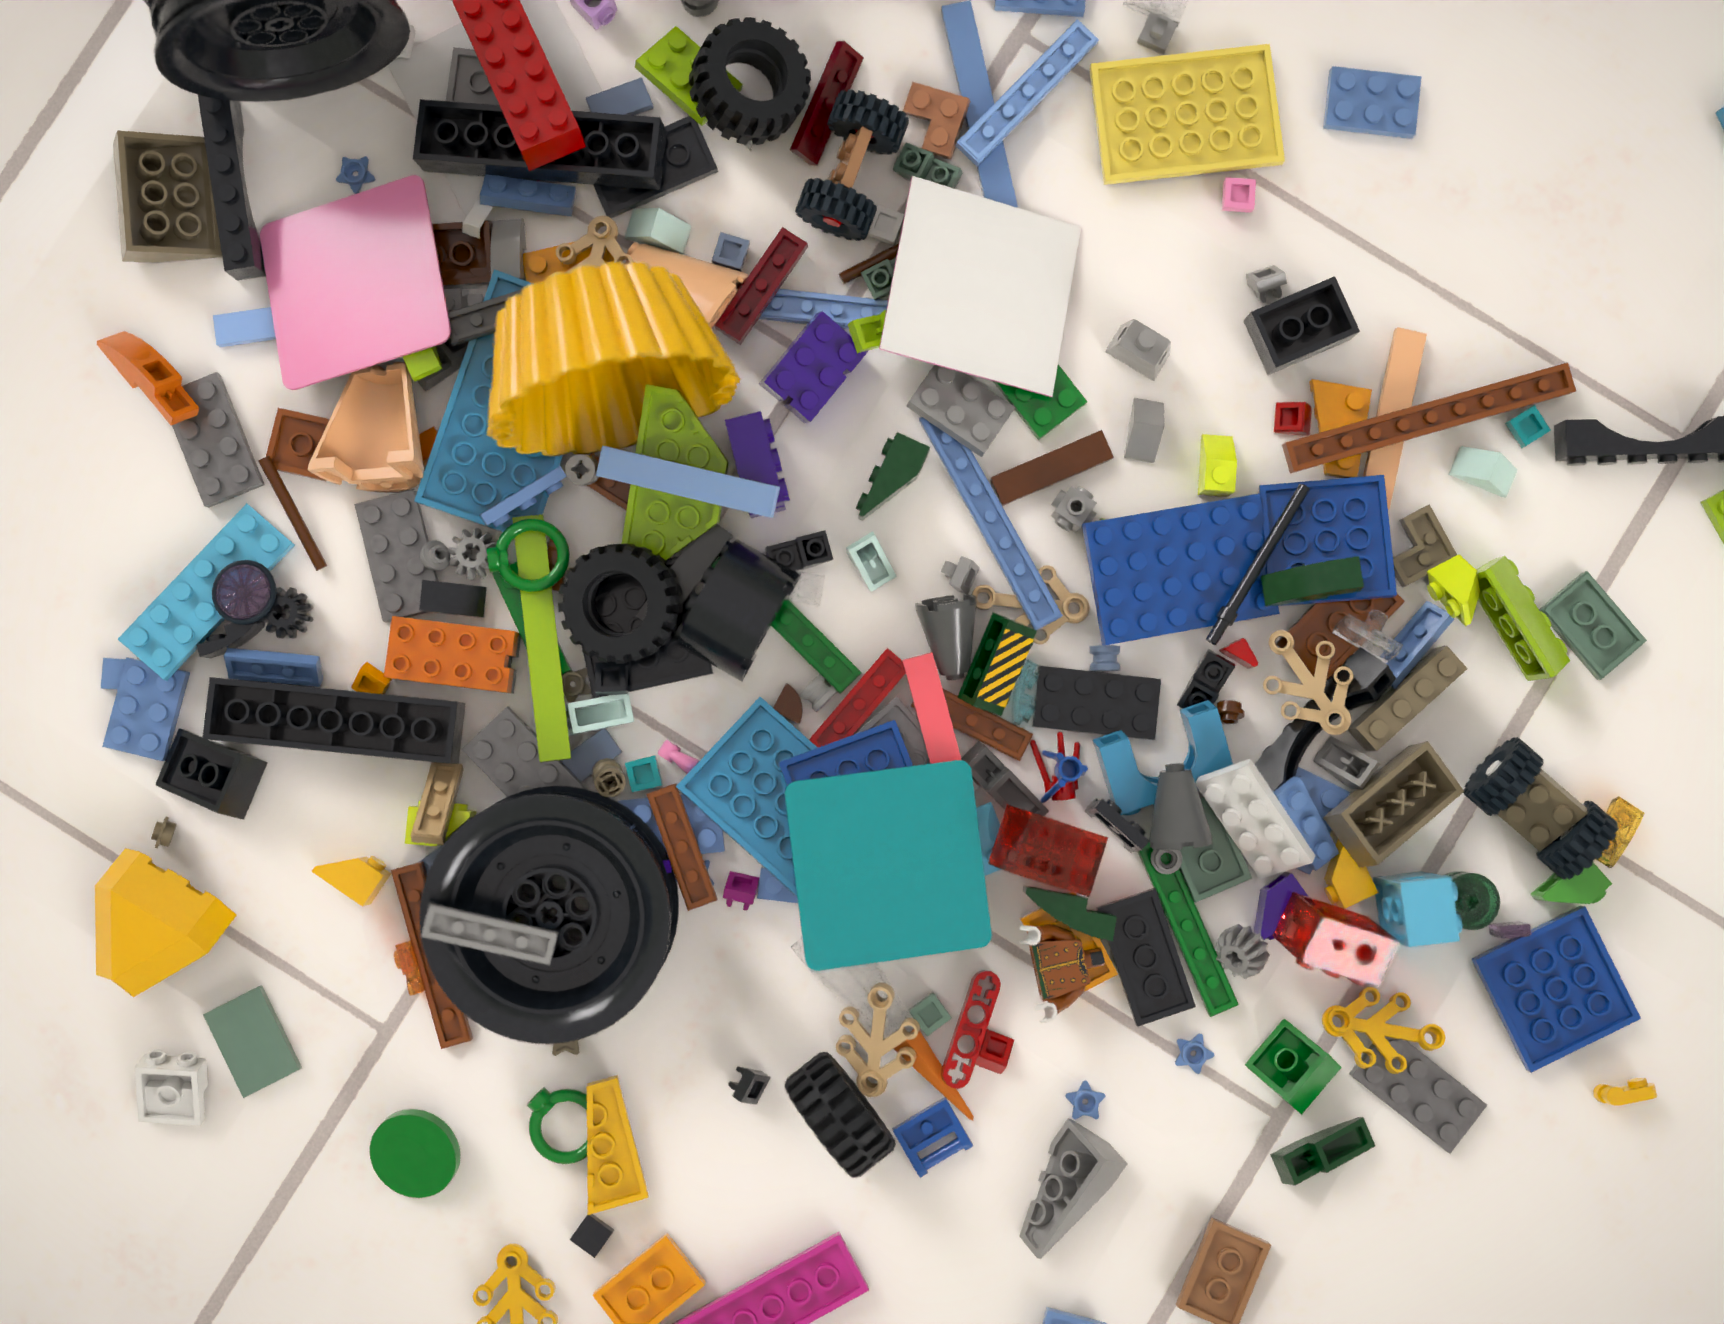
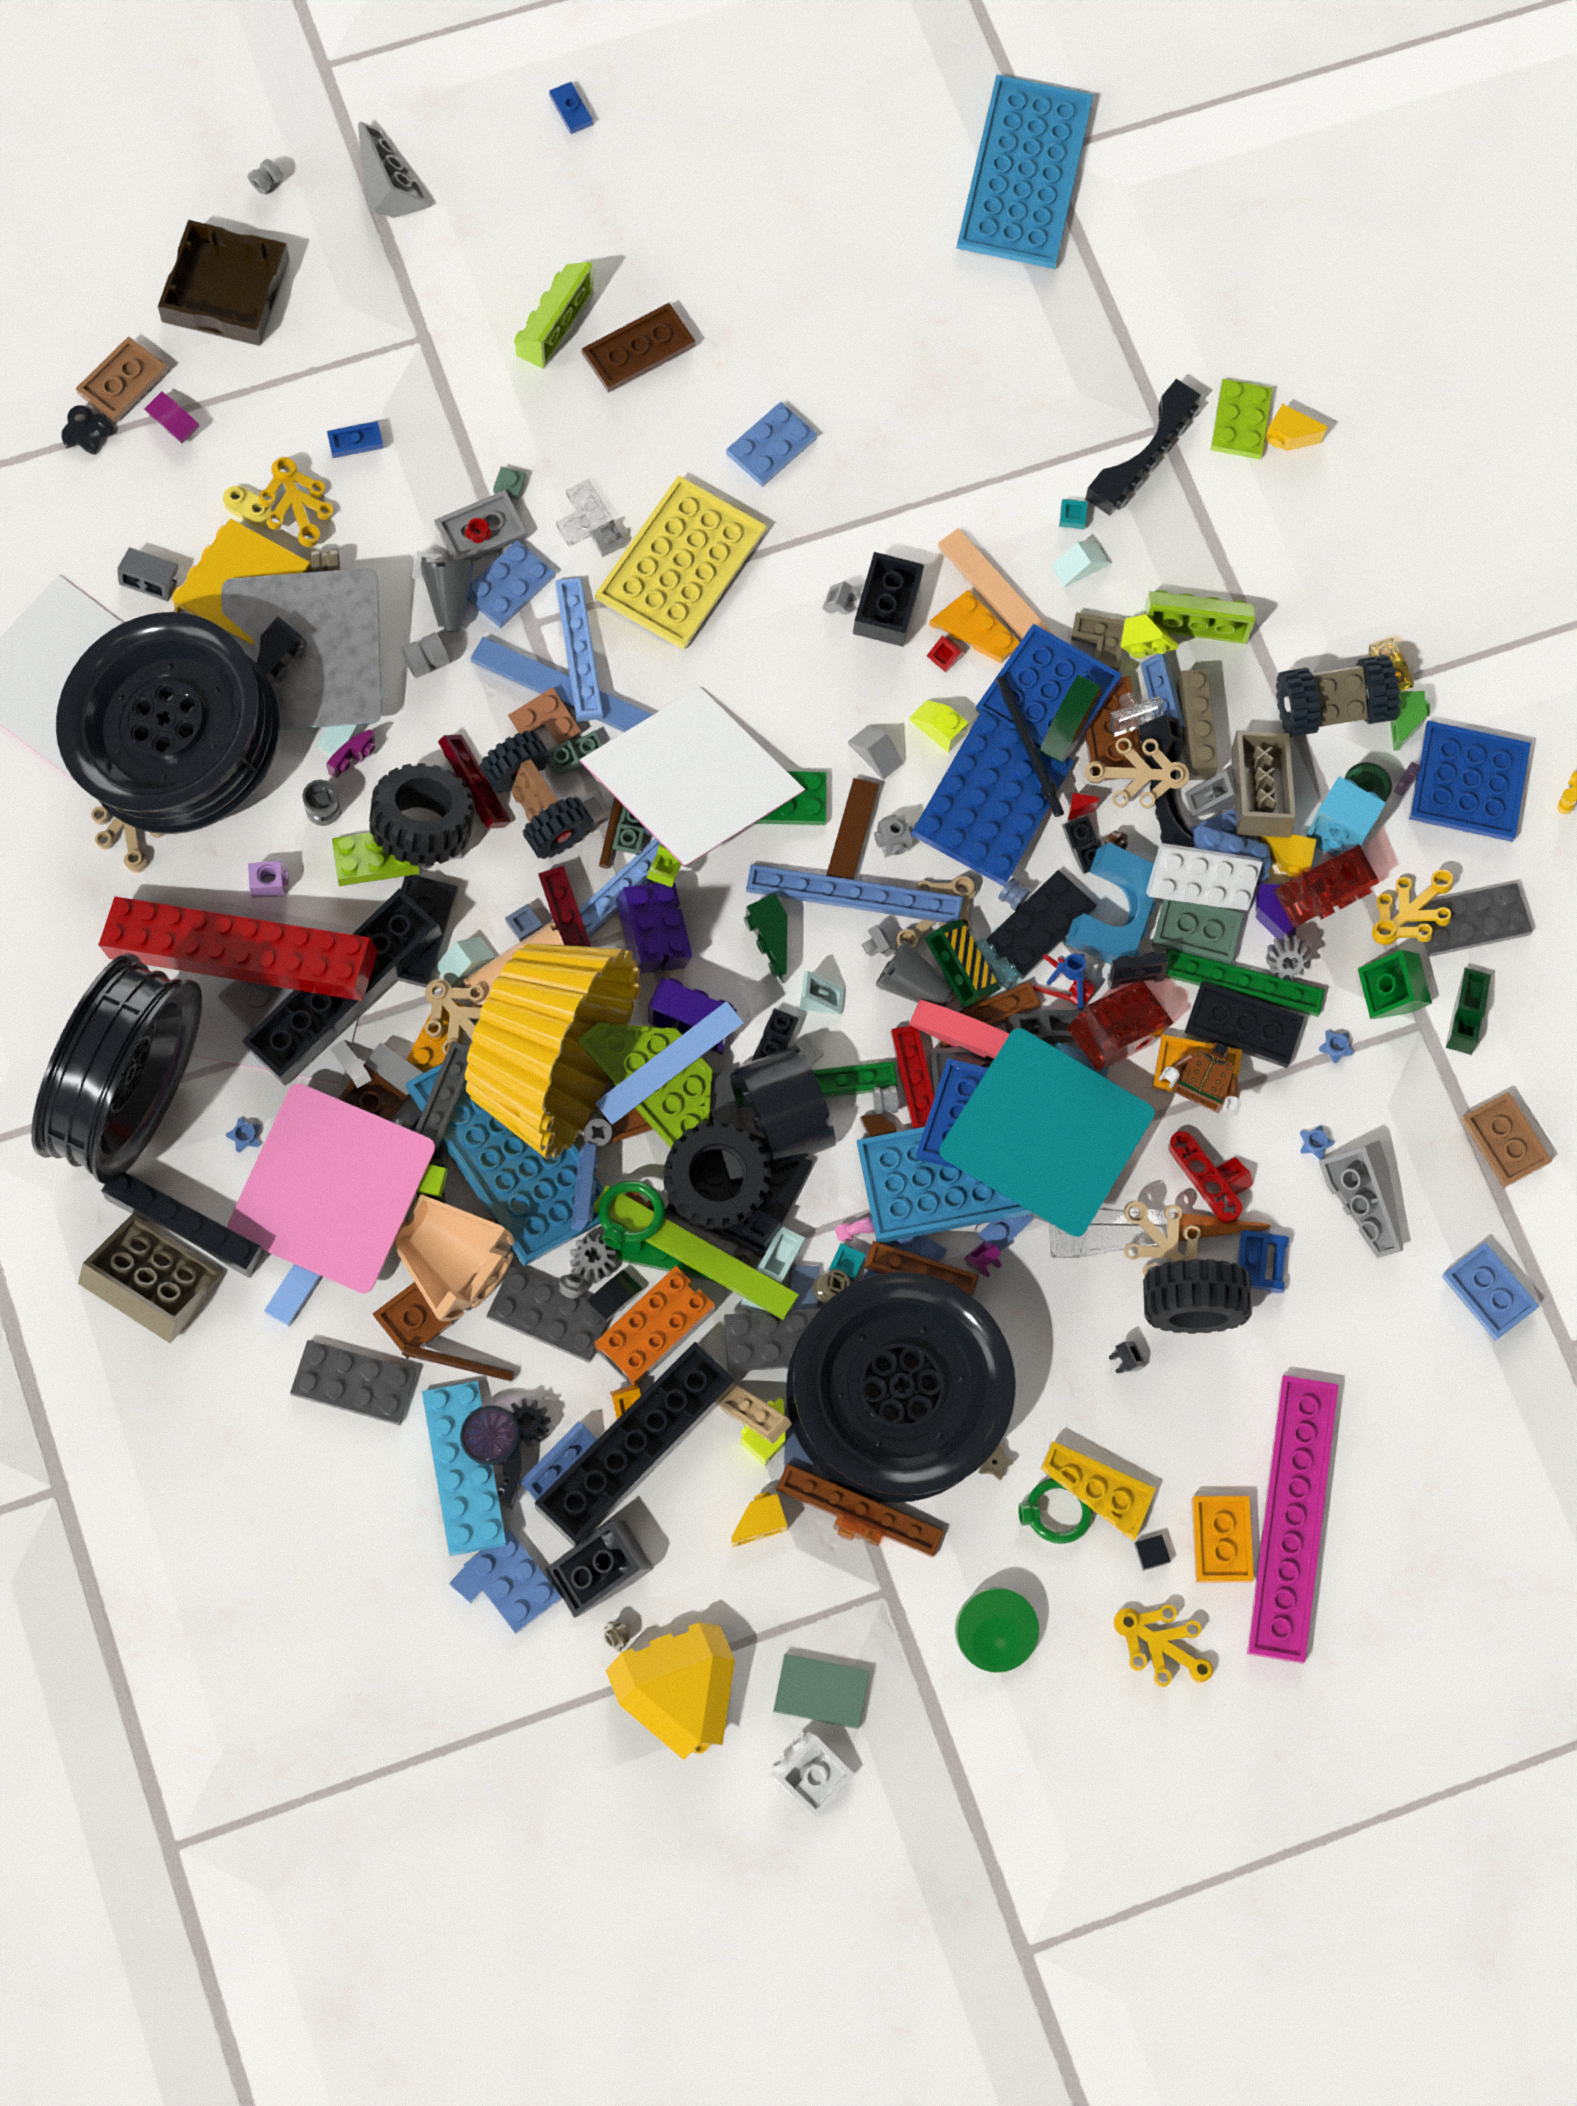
camera: 55 degrees left, 15 degrees down
(152, 373) = (272, 1378): orange slope -> none
(489, 934) = (885, 1426): light grey plate -> none
(528, 195) = (367, 1026): medium blue plate -> none
(624, 99) = (354, 911): sand blue tile -> none
(930, 1013) = (1173, 1193): sand green plate -> none
(961, 408) = (762, 855): light grey plate -> none
(1073, 912) = (1175, 1043): dark green slope -> none
(1140, 348) = (819, 710): light grey torso -> none
(1173, 866) = (1190, 951): light grey plate -> none
(1178, 812) = (1159, 919): dark grey cone -> none
(1238, 194) = (764, 571): bright pink plate -> none
(1428, 418) = (1016, 569): dark orange plate -> none
(1592, 625) = (1240, 575): sand green tile -> none

